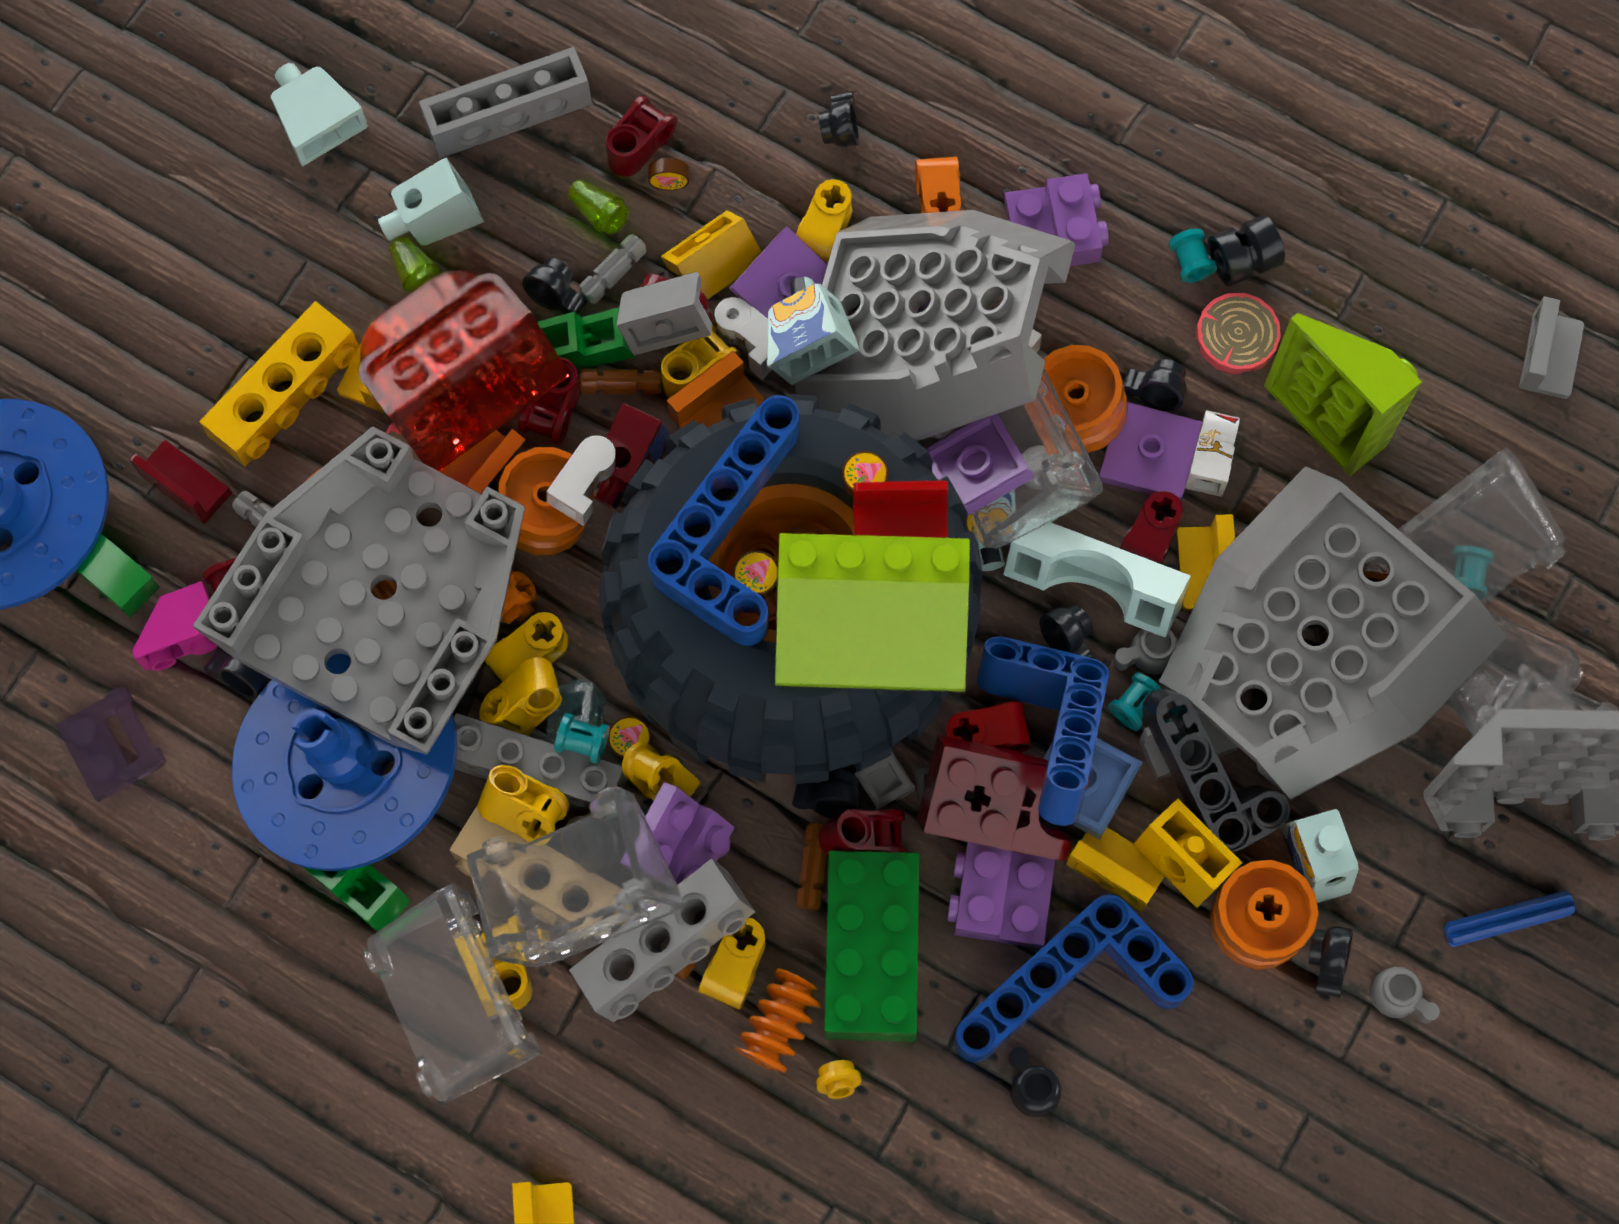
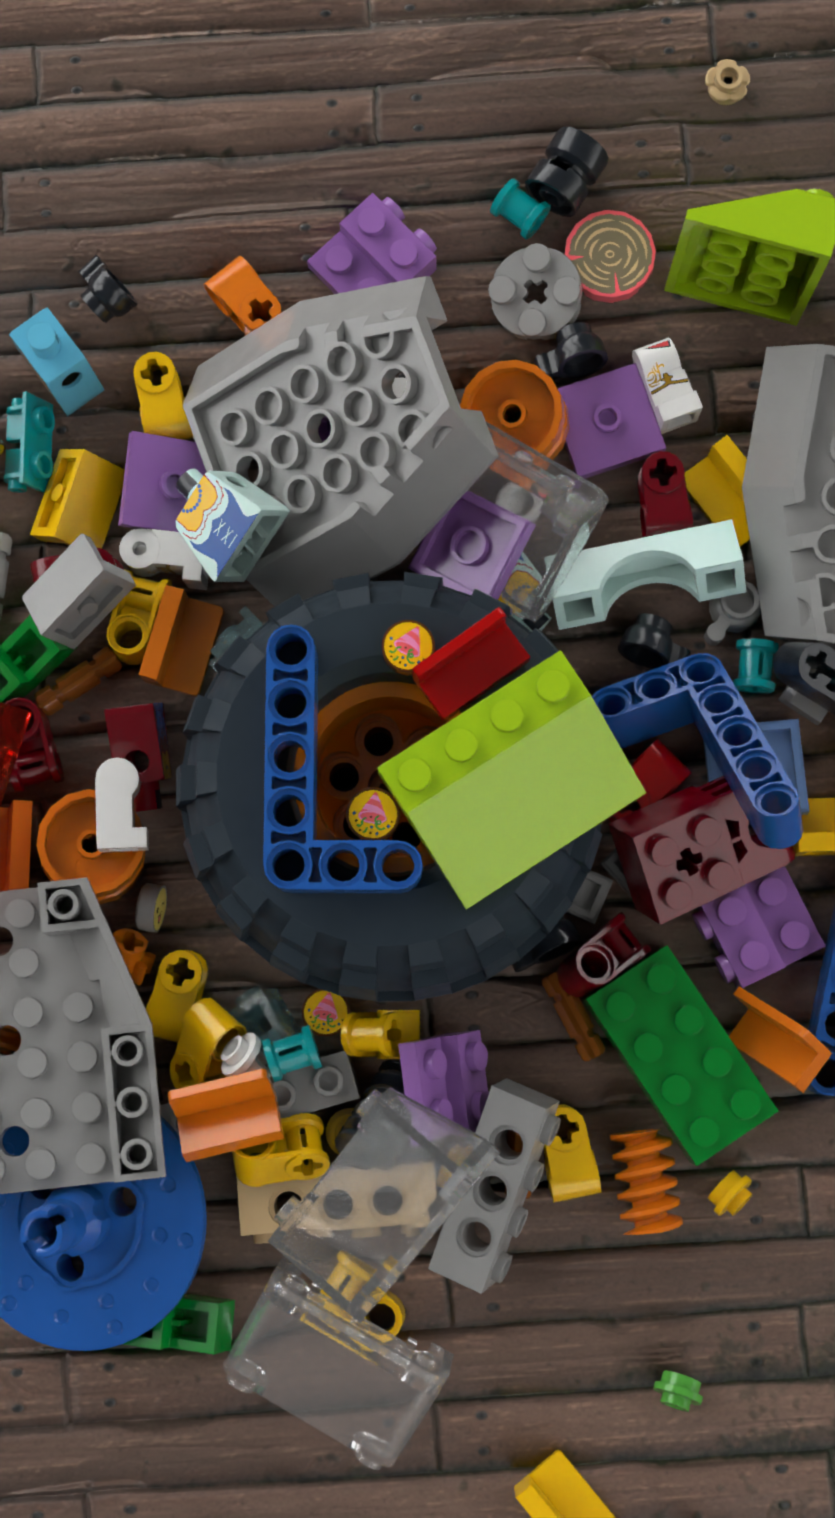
camera: 30 degrees left, 10 degrees up
(503, 744) = (226, 1114): none -> orange panel
(545, 716) = (243, 1055): none -> white plate
(556, 575) = (151, 907): none -> light grey tile
(692, 1198) = (678, 1390): none -> bright green plate
(715, 184) = (30, 423): none -> teal hinge
(768, 139) = (53, 358): none -> medium azure torso
(953, 985) = (778, 1042): none -> orange panel
(1156, 301) = (536, 266): none -> light grey plate
(1412, 272) = (727, 93): none -> tan plate

